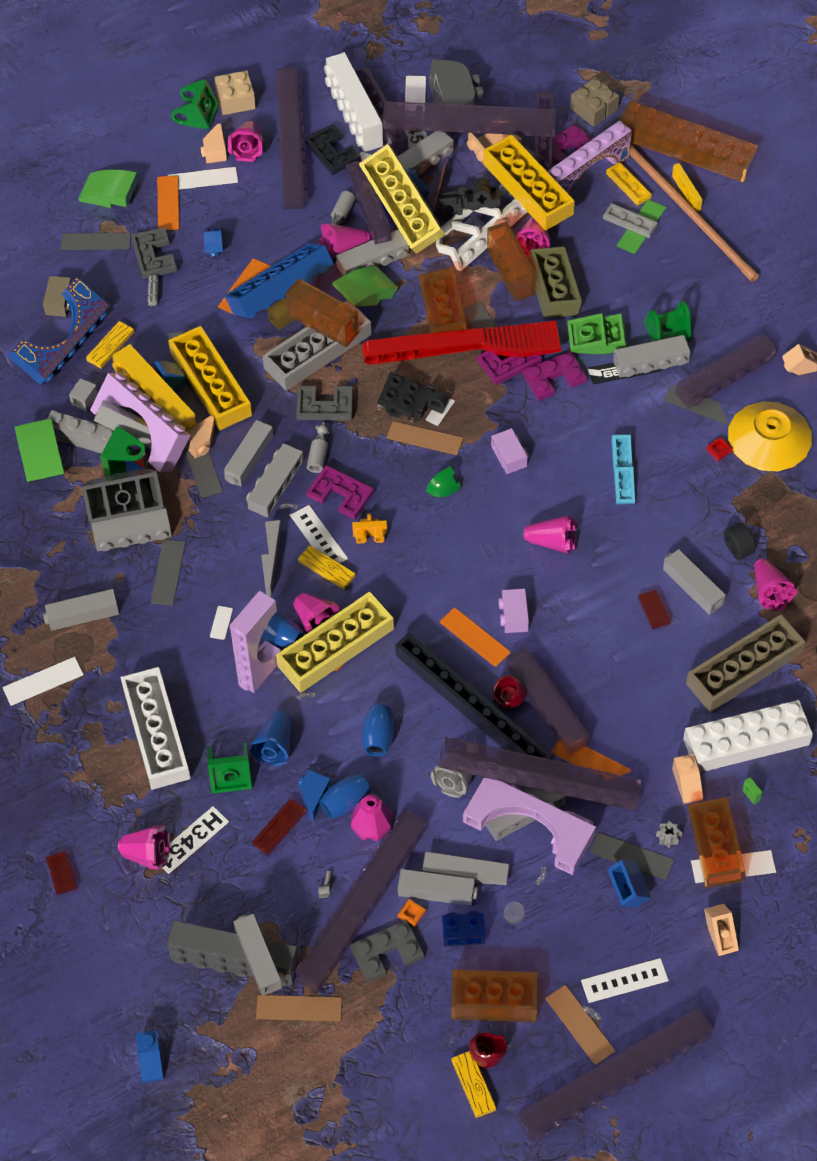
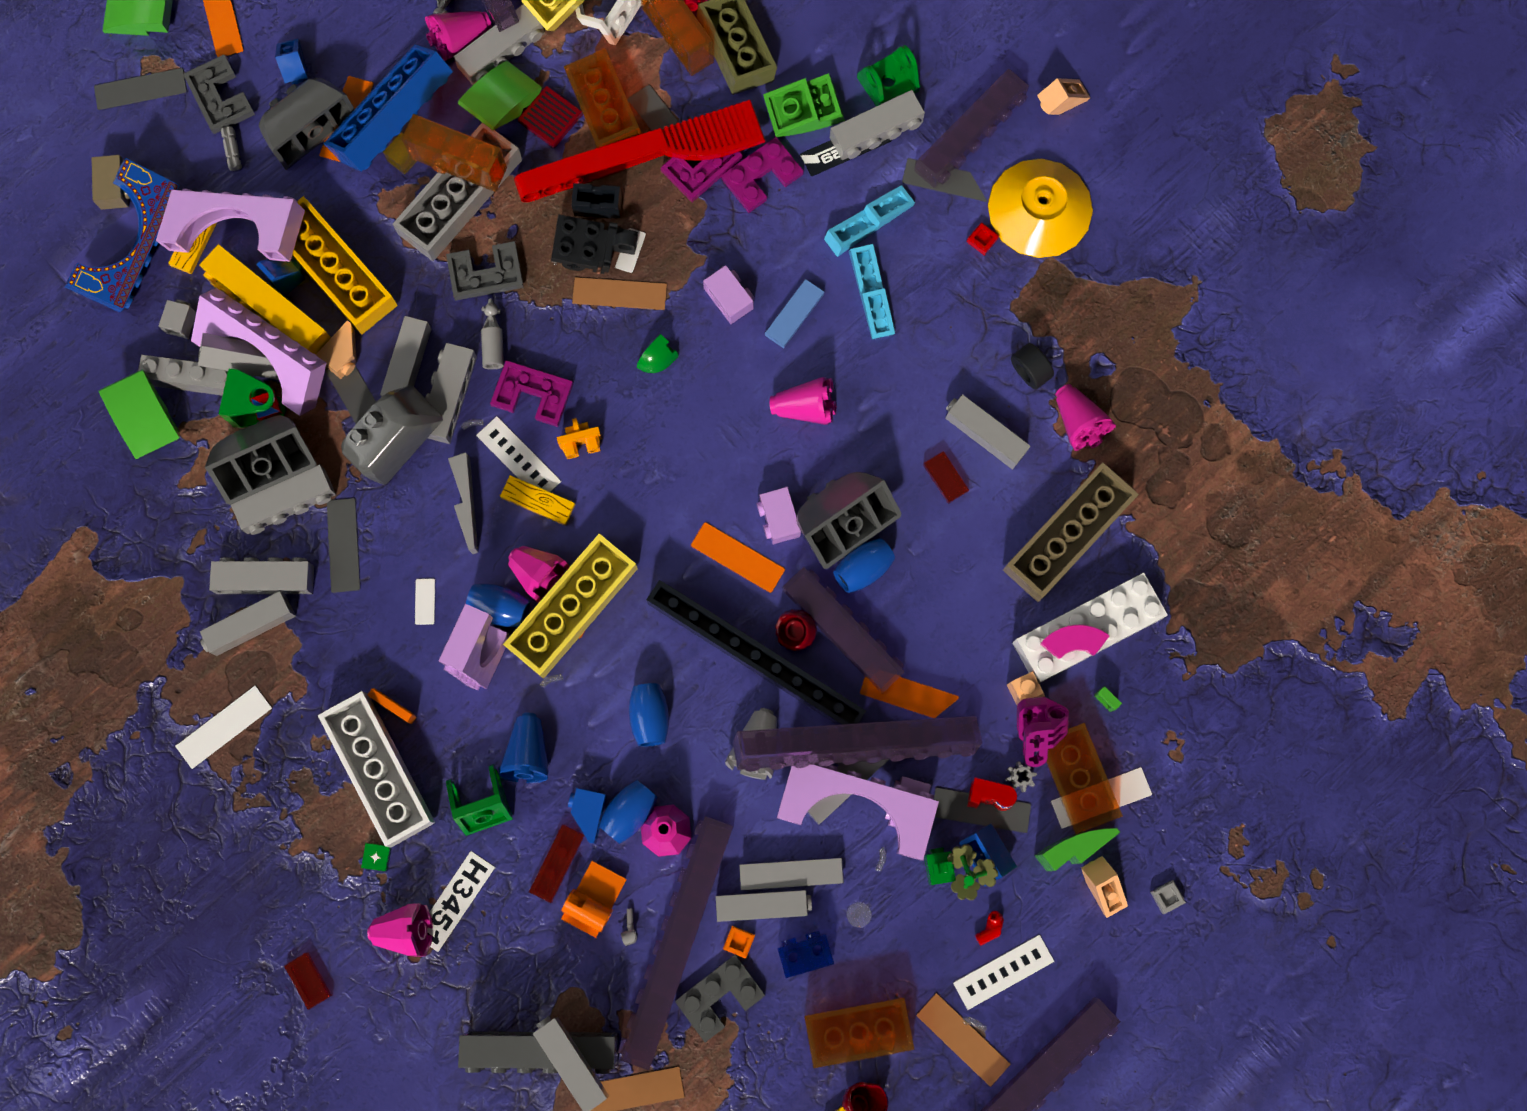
camera: 15 degrees left, 20 degrees up
(97, 578) = (261, 576): none -> light grey brick
(115, 323) = (192, 212): none -> lavender arch
(137, 794) = (376, 857): none -> green tile
(177, 687) = (392, 705): none -> orange tile
(213, 278) = (303, 119): none -> dark grey hips
(224, 494) = (390, 433): none -> dark grey hips
(301, 858) = (593, 900): none -> orange piece
(399, 310) = (550, 117): none -> dark red tile
(422, 369) = (596, 201): none -> black brick
(558, 474) = (794, 313): none -> medium blue tile
(568, 616) = (846, 515): none -> dark grey hips
(574, 656) = (864, 565): none -> blue piece
(587, 887) = (938, 867): none -> green brick
(607, 878) = (965, 884): none -> olive plant
(622, 944) = (993, 928): none -> red arm
(628, 422) = (869, 220): none -> medium azure slope
(642, 842) = (991, 793): none -> red leg
(697, 791) = (1041, 728): none -> magenta piece
(702, 890) = (1074, 848): none -> bright green slope
(731, 734) = (1074, 639): none -> dark pink tile
(773, 950) = (1168, 897): none -> light grey tile

